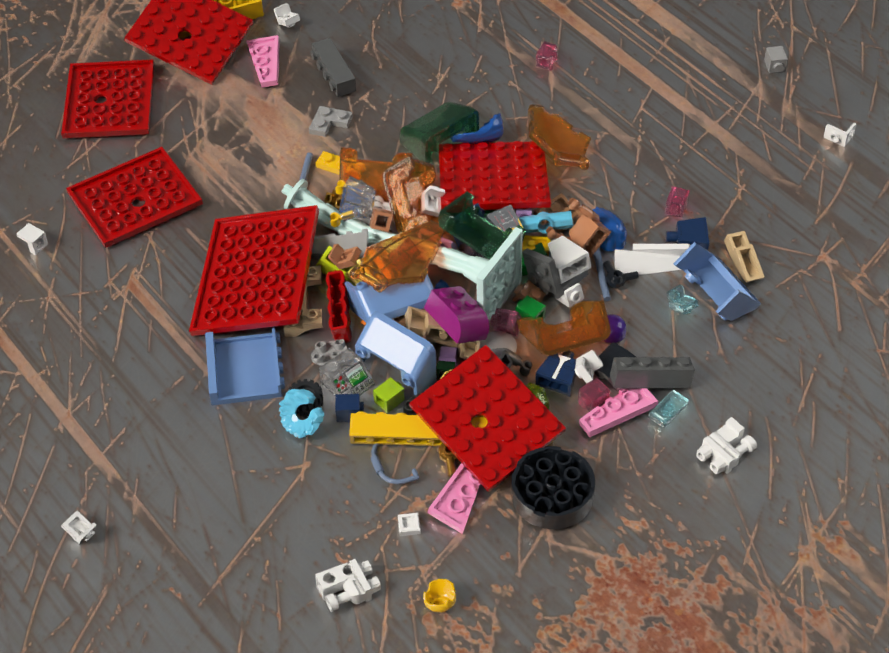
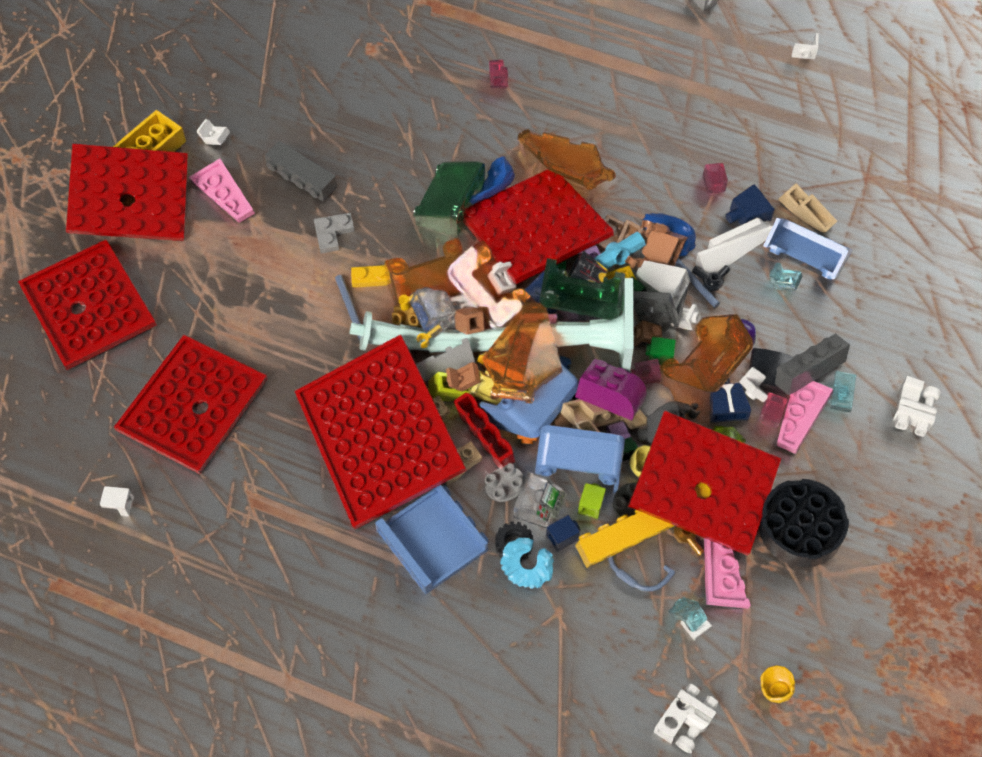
camera: 30 degrees left, 10 degrees up
(406, 511) = (689, 612): none -> clear light blue bracket

